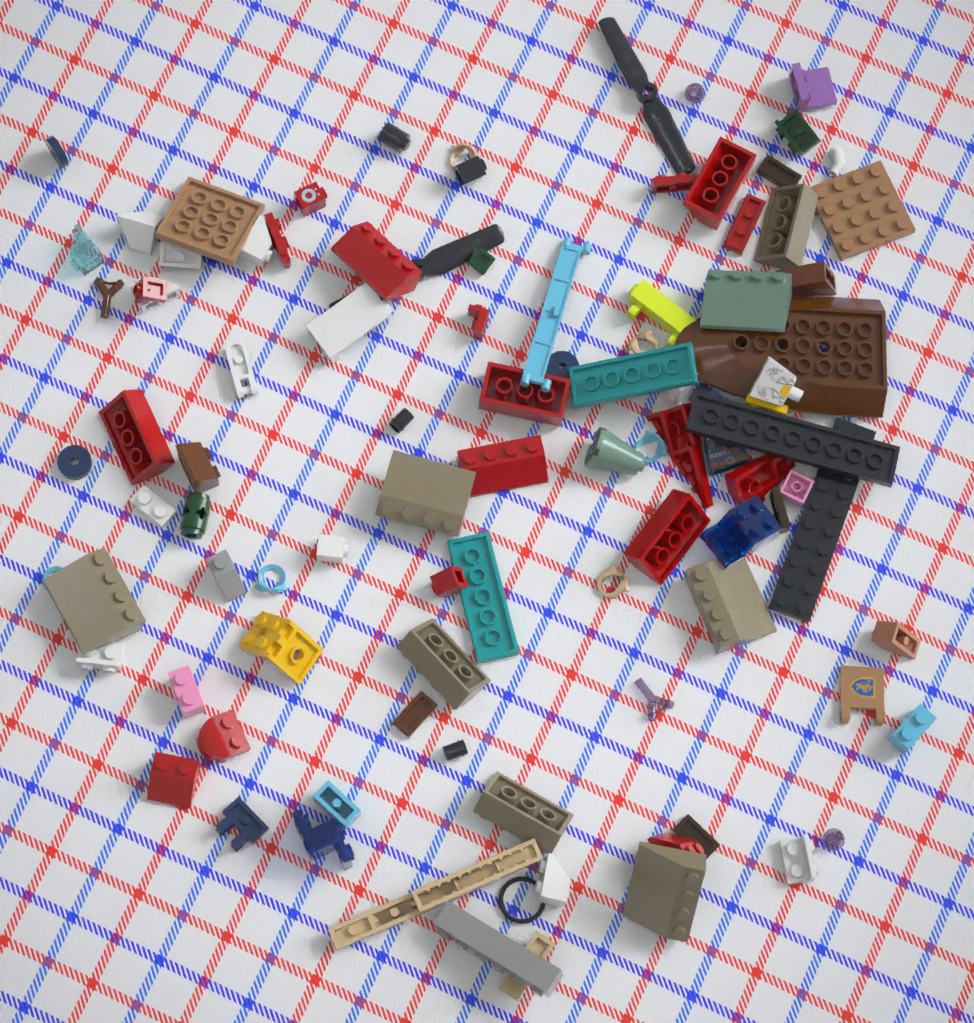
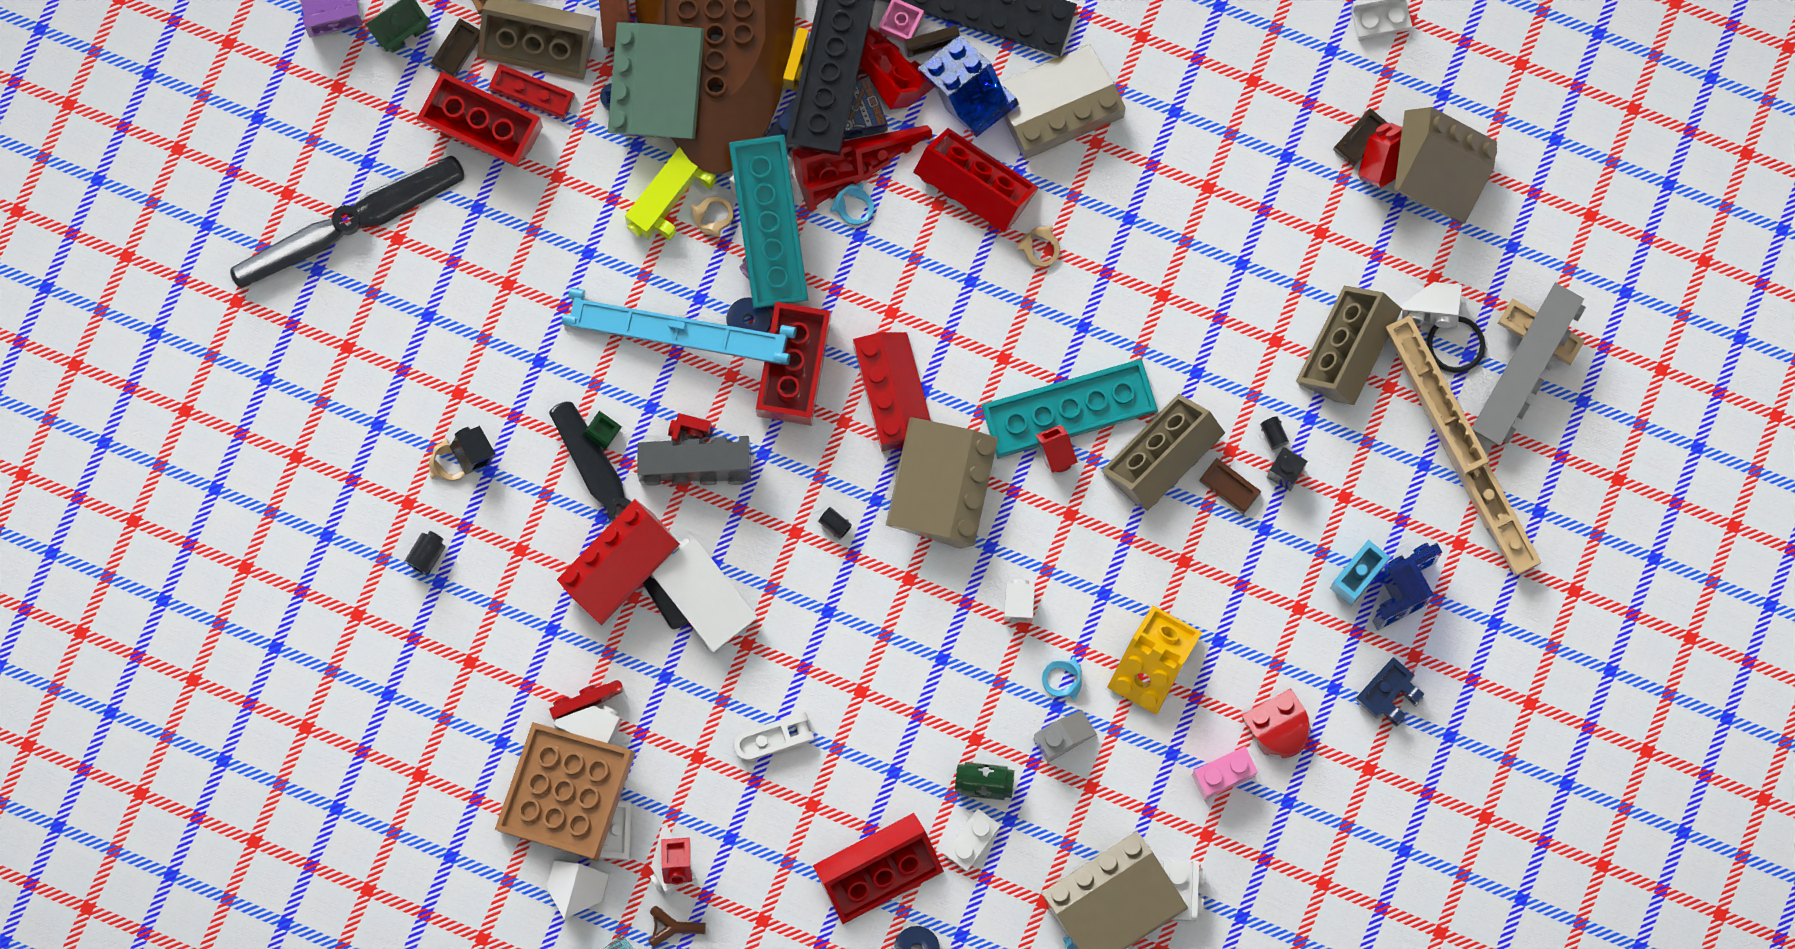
camera: 85 degrees left, 5 degrees up
(173, 780) = (1339, 782): red slope -> none
(197, 466) = (919, 781): reddish brown slope -> none
(310, 198) = (521, 660): red brick -> none
(424, 756) = (1287, 469): none -> black brick
(453, 322) = (695, 461): none -> dark grey wedge
(613, 454) = (870, 250): sand green cone -> none
(653, 700) = (1191, 193): clear purple piece -> none
(675, 183) = (476, 173): red hinge -> none
(695, 87) = (336, 152): clear purple plate -> none
(775, 384) = (772, 42): white torso -> none

